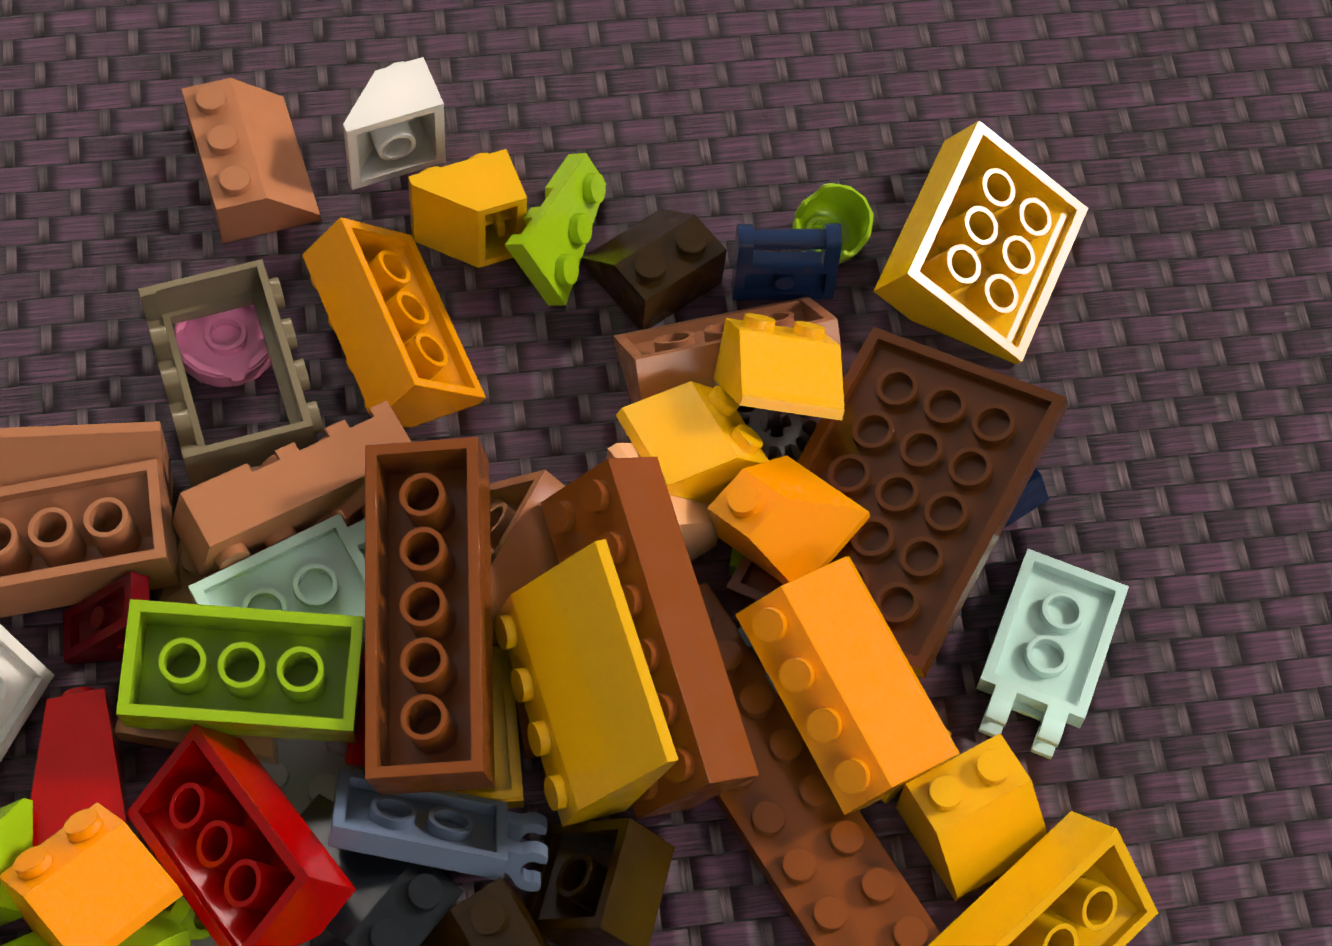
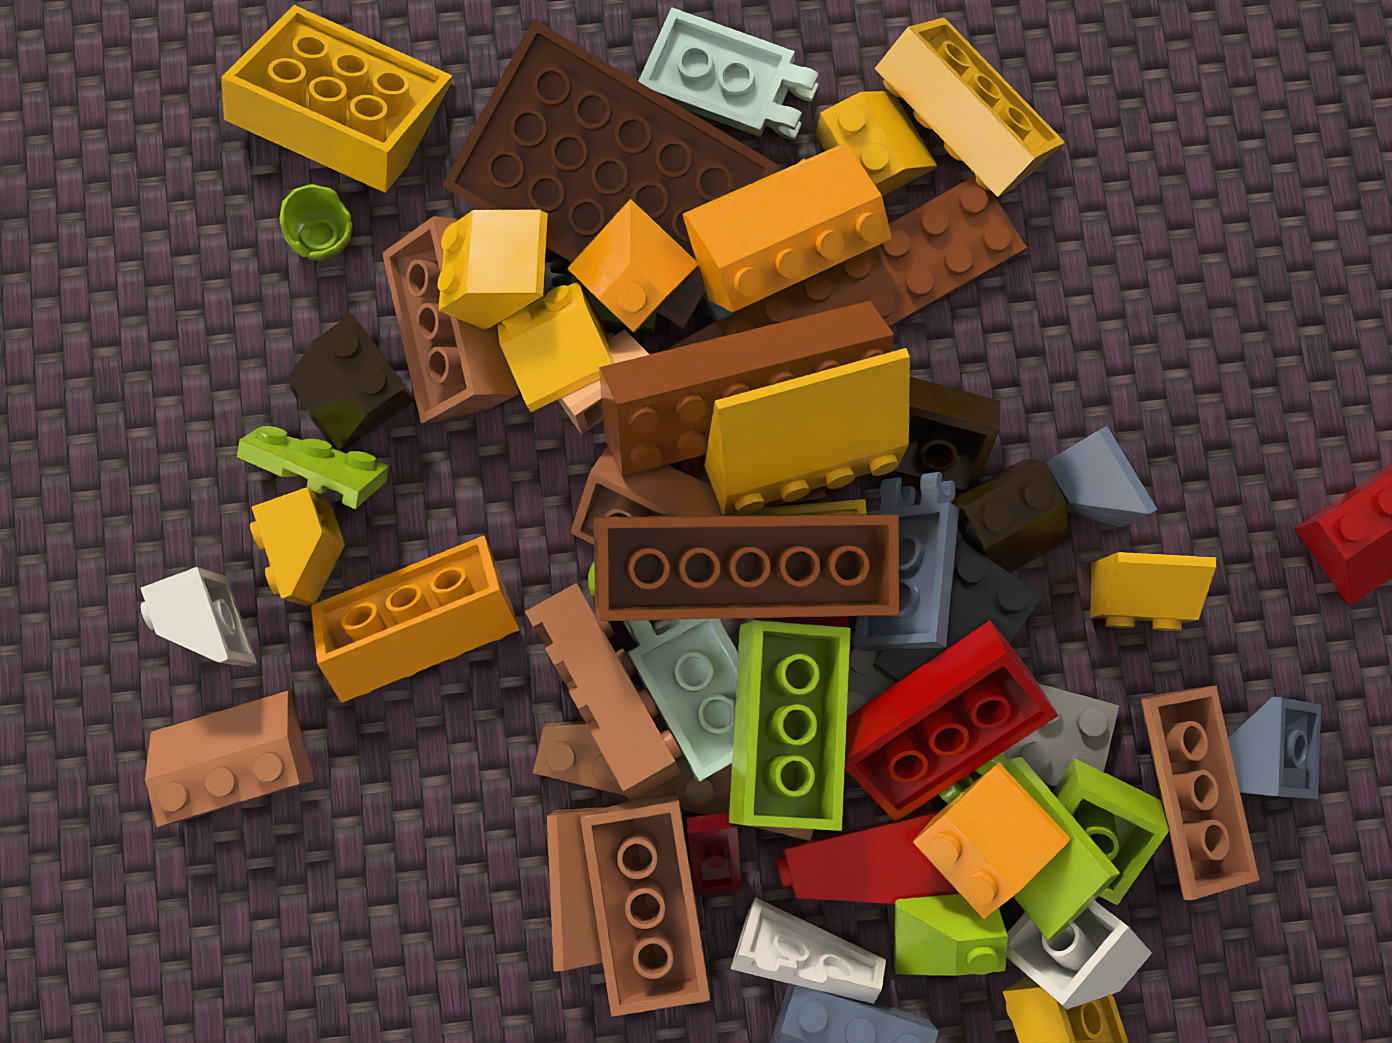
camera: 85 degrees left, 20 degrees up
(213, 294) = (439, 716): dark tan window -> none
(223, 347) = (420, 770): bright pink tile -> none
(785, 274) = (359, 263): dark blue plate -> none

